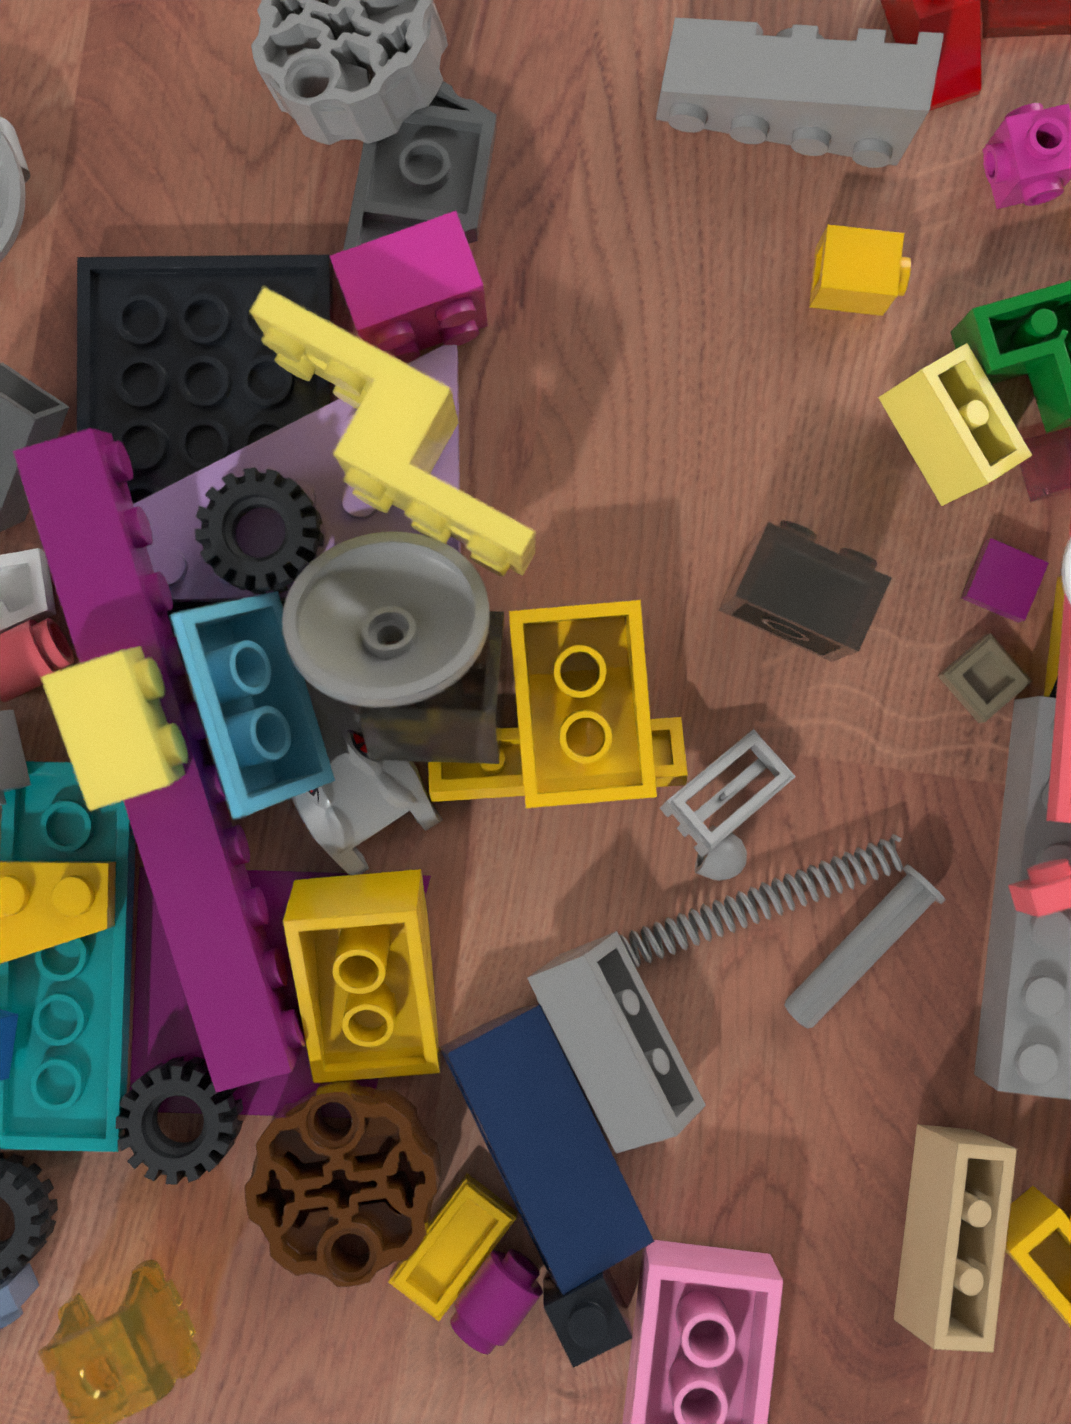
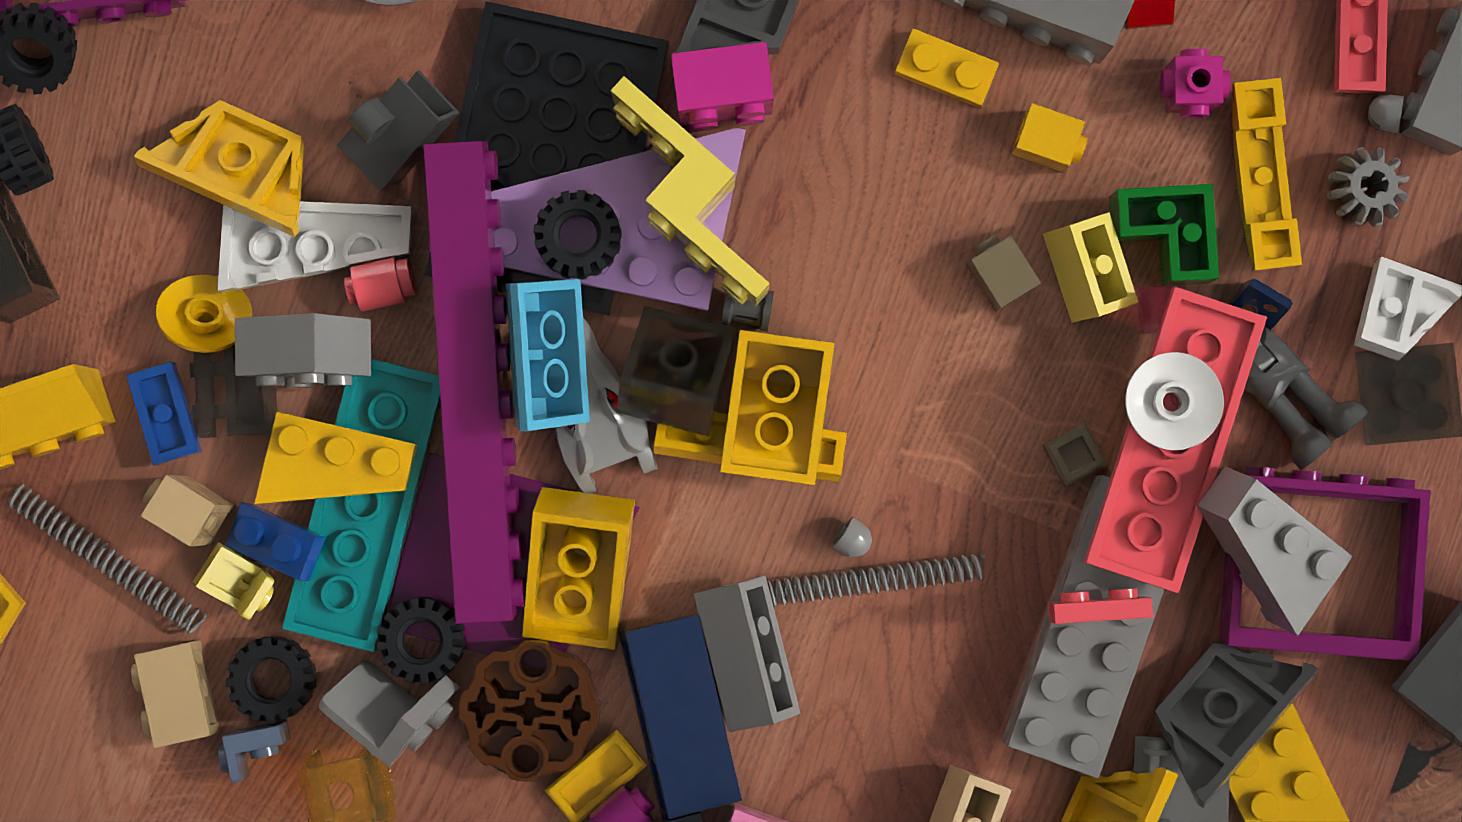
camera: 10 degrees right, 0 degrees up
(116, 726) = (453, 350): light yellow brick -> none
(146, 1234) = (384, 714): none -> light grey bracket
(378, 593) = (660, 297): light grey dish -> none
(517, 588) = (748, 312): none -> dark grey bush
(692, 822) = (837, 510): light grey tile -> none
(701, 213) = (946, 68): none -> yellow plate
(806, 591) = (953, 362): clear smoke brick -> none
(837, 458) = (1002, 271): none -> dark tan brick
(862, 948) = (939, 629): light grey axle -> none
(1004, 580) = (1103, 387): magenta tile -> none

